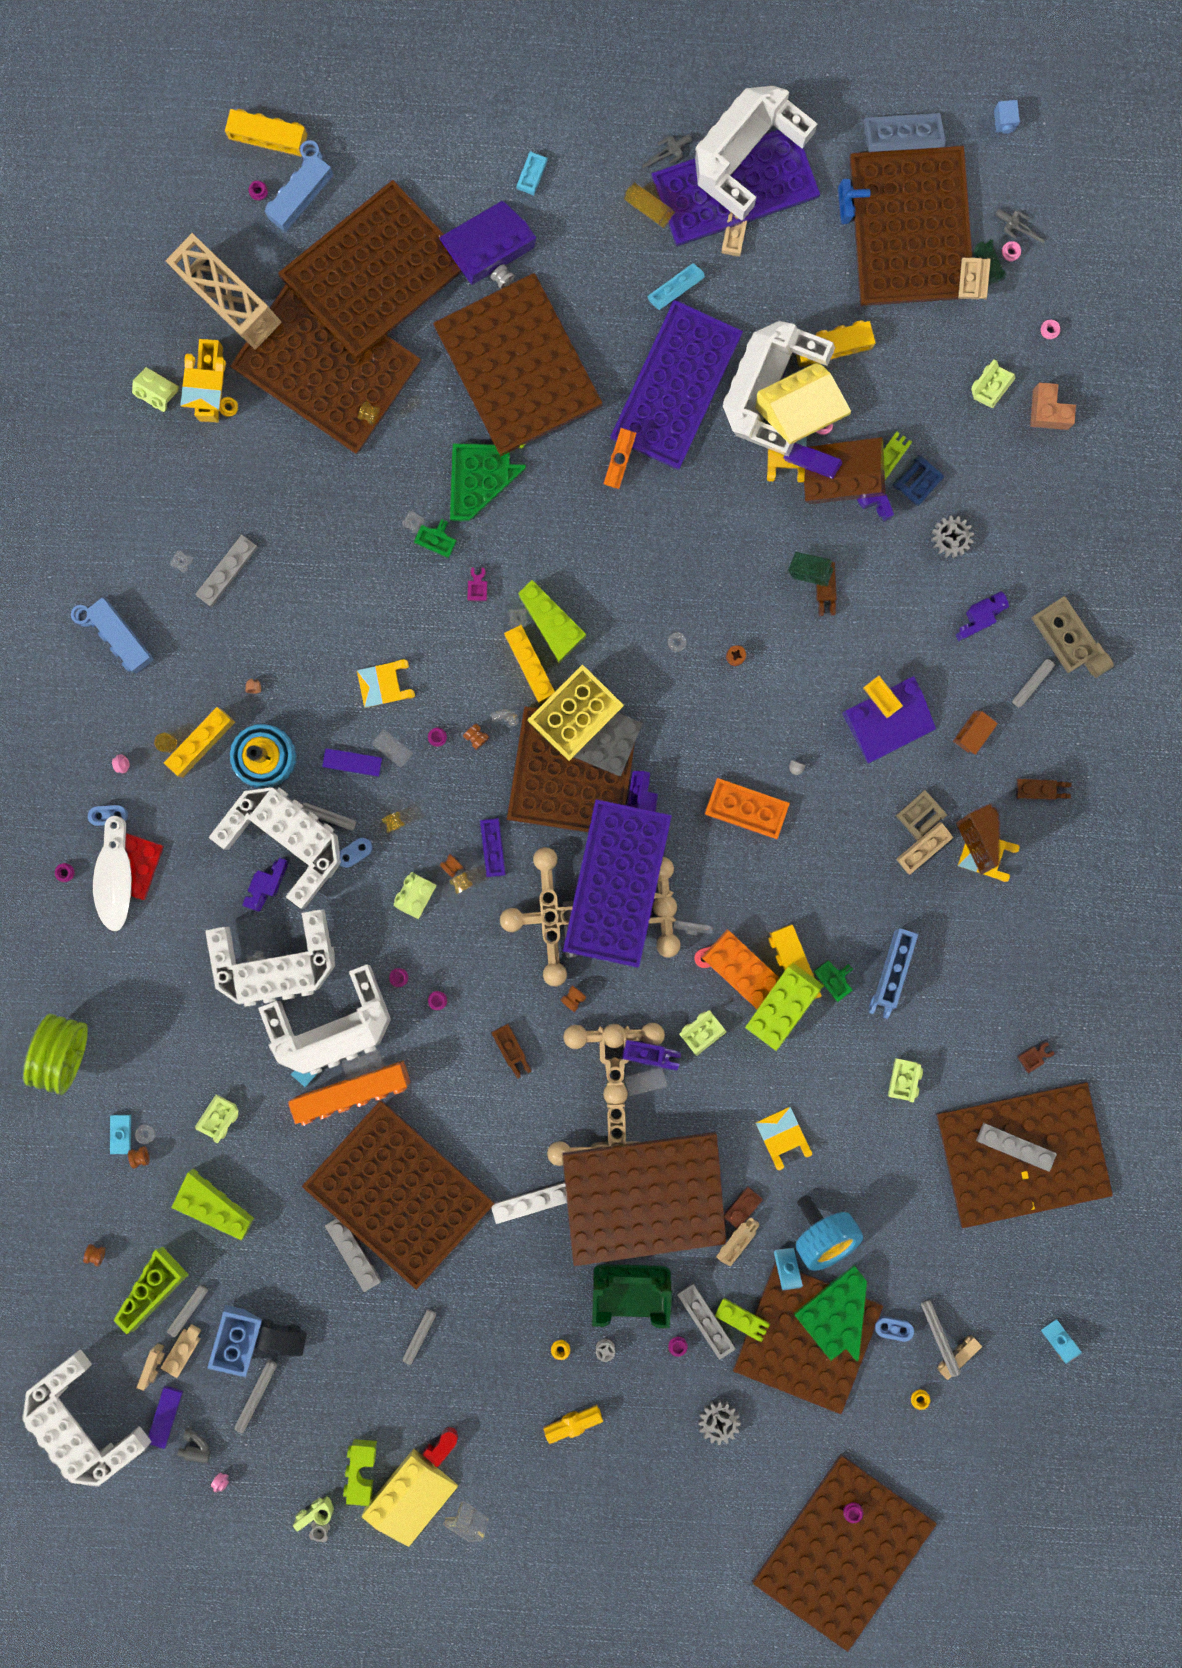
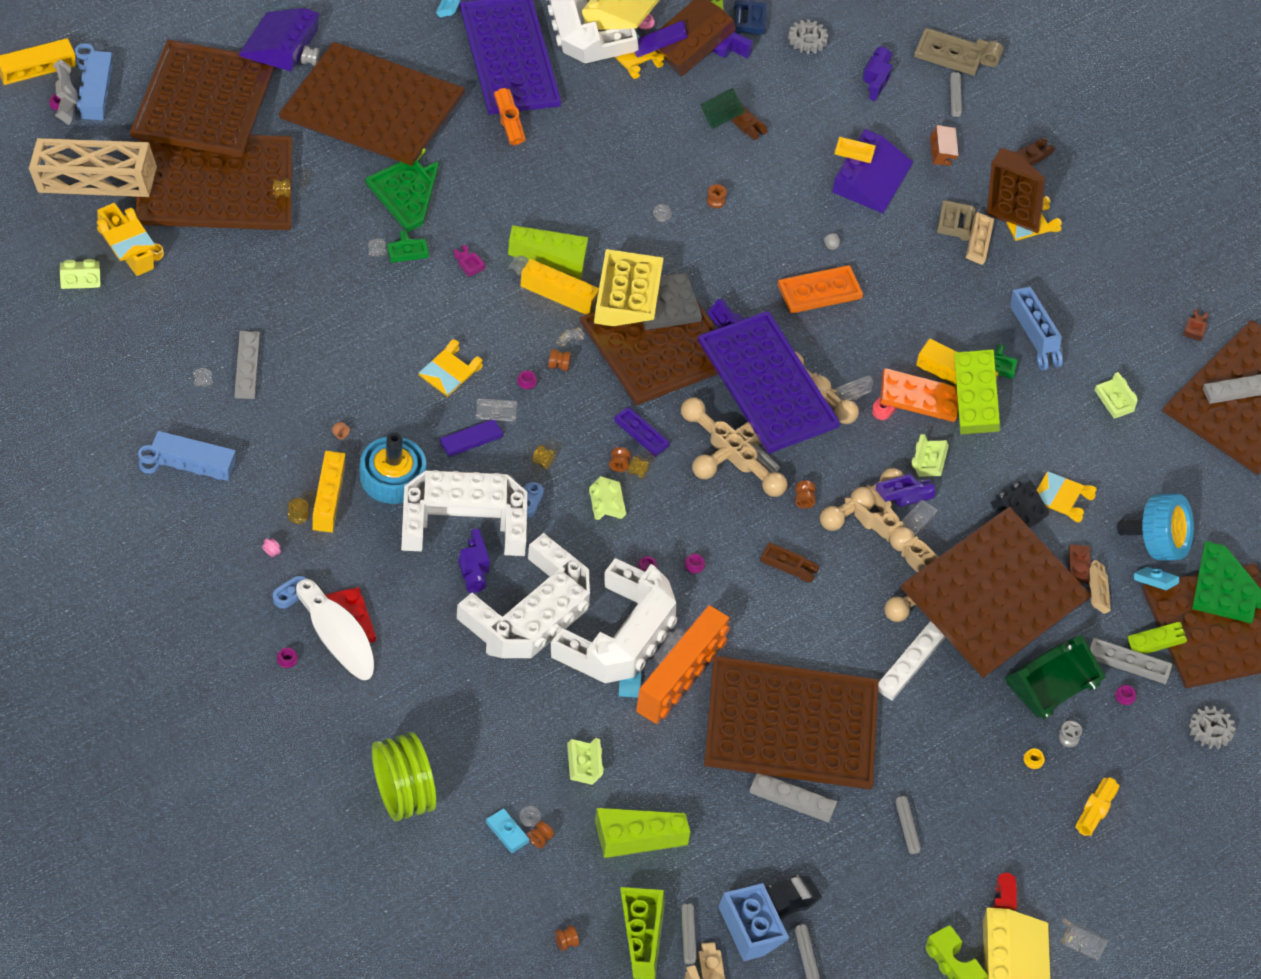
camera: 40 degrees left, 35 degrees down
(265, 187) = (66, 92): none -> light grey plate
(739, 1125) = (1024, 501): none -> black bracket

